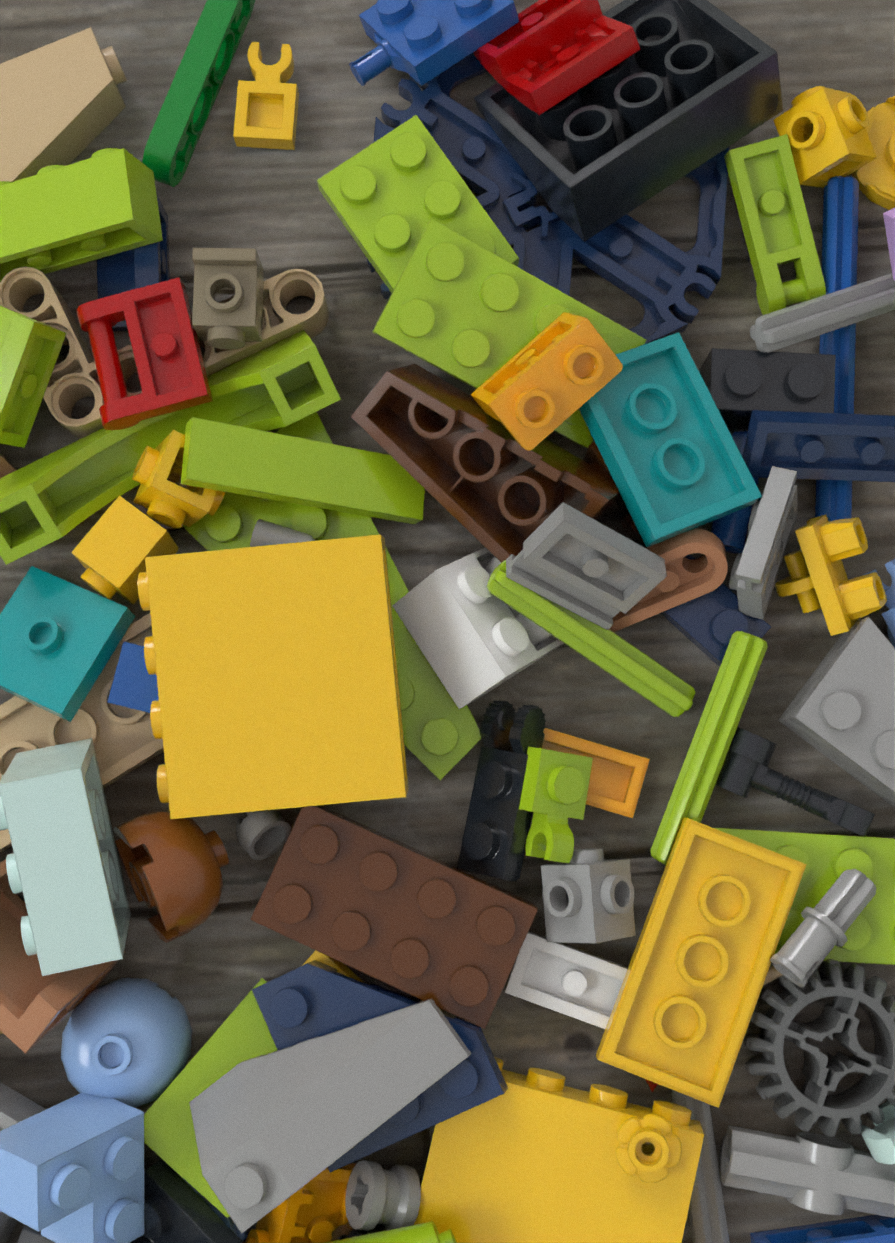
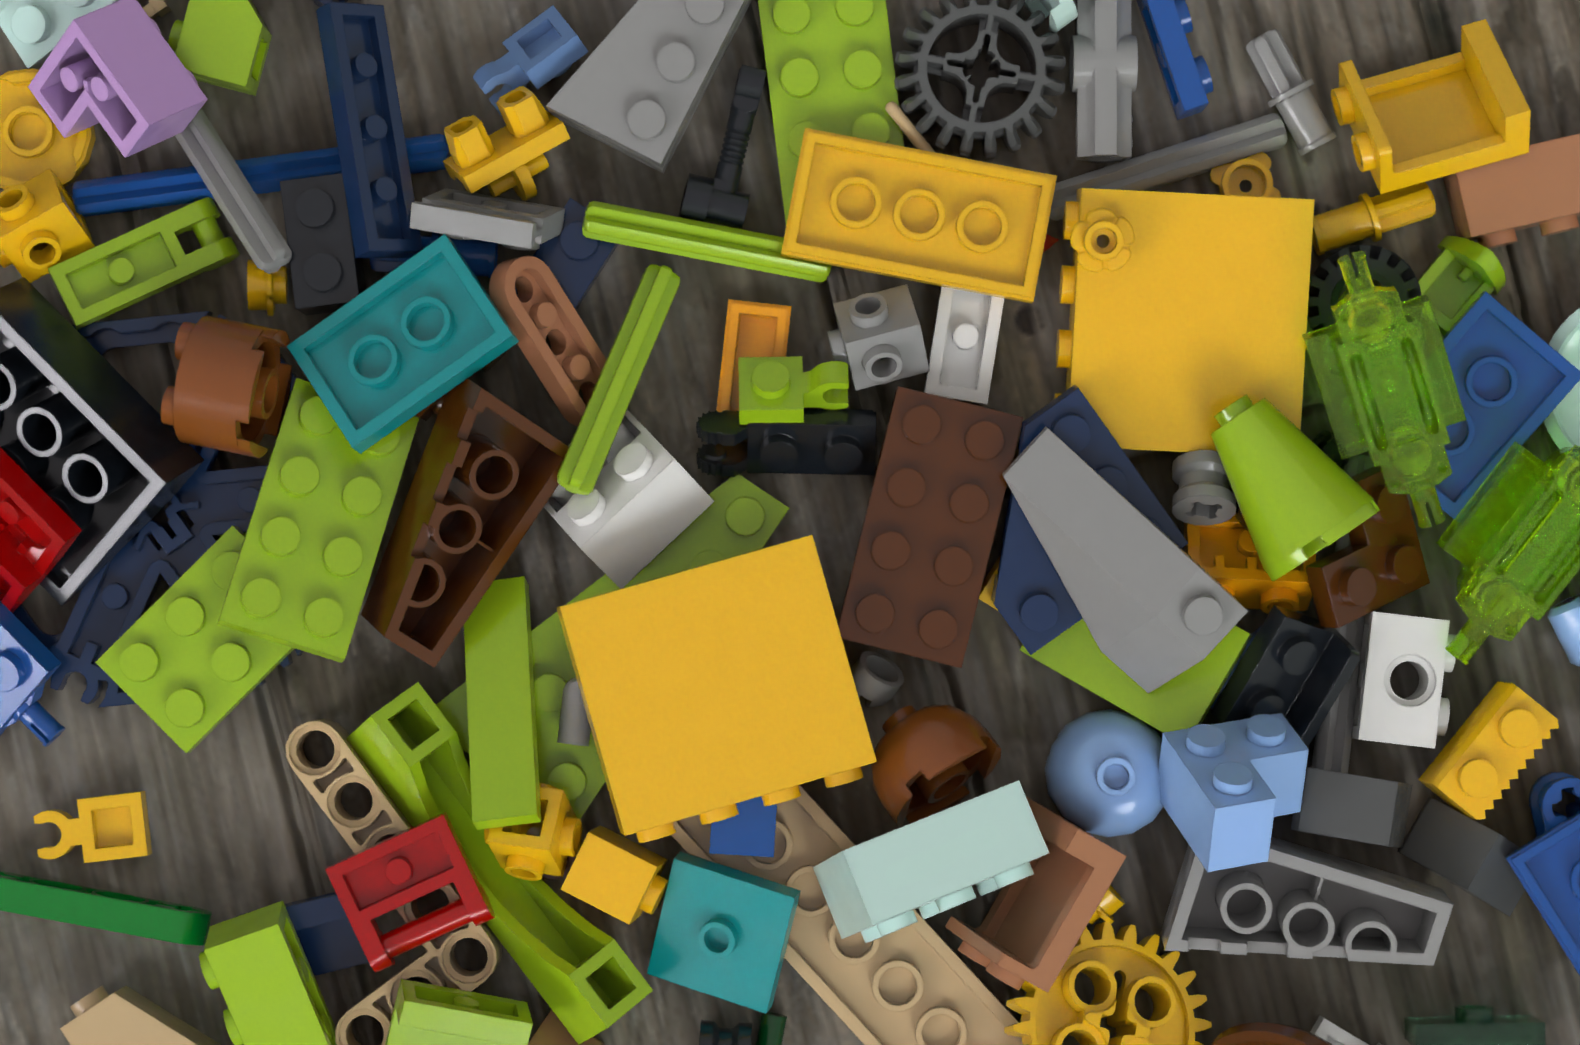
camera: 105 degrees left, 5 degrees up
(228, 272) = (309, 823): dark tan brick -> none
(548, 379) = (367, 471): light orange bracket -> none
(585, 566) = (551, 398): light grey plate -> none
(652, 268) = (227, 385): none -> dark orange brick
(732, 331) = (266, 289): none -> yellow plate
(824, 927) = (862, 101): light grey axle -> none

